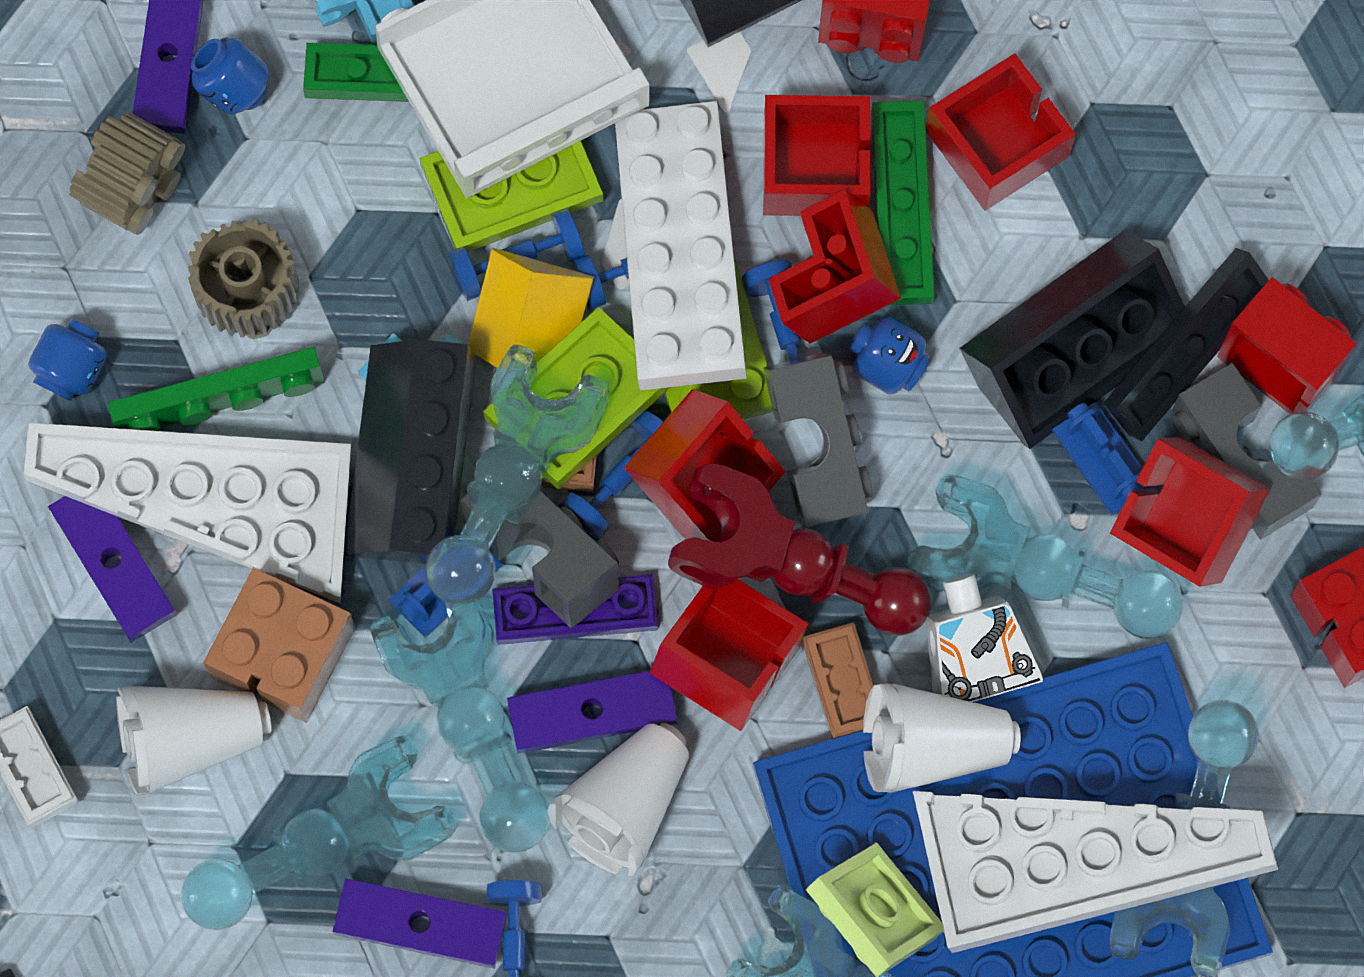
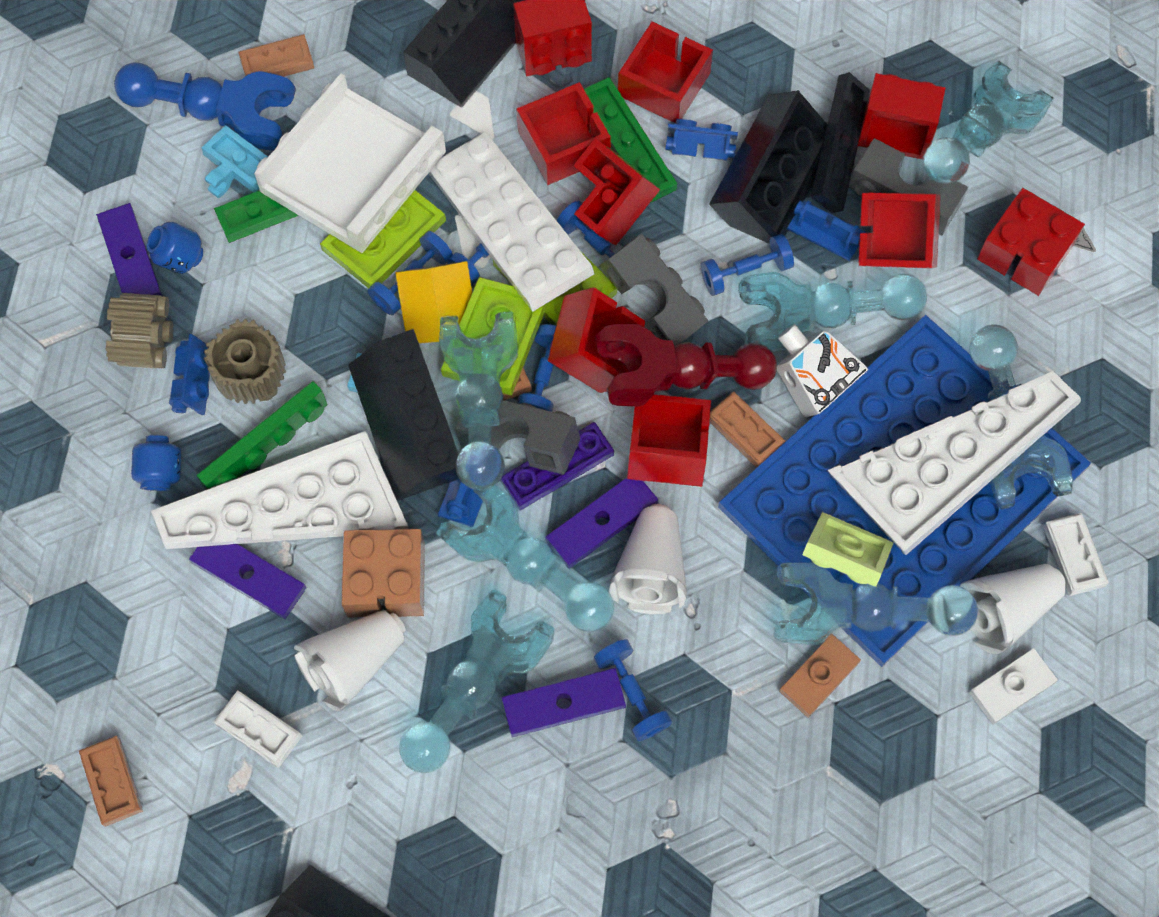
camera: 25 degrees left, 5 degrees down
(161, 279) = (193, 388): none -> blue hinge
(889, 355) = (669, 227): blue head -> none
(932, 737) = (821, 432): white cone -> none
(968, 456) = (780, 252): none -> blue wheel
(987, 236) = (688, 136): none -> blue hinge

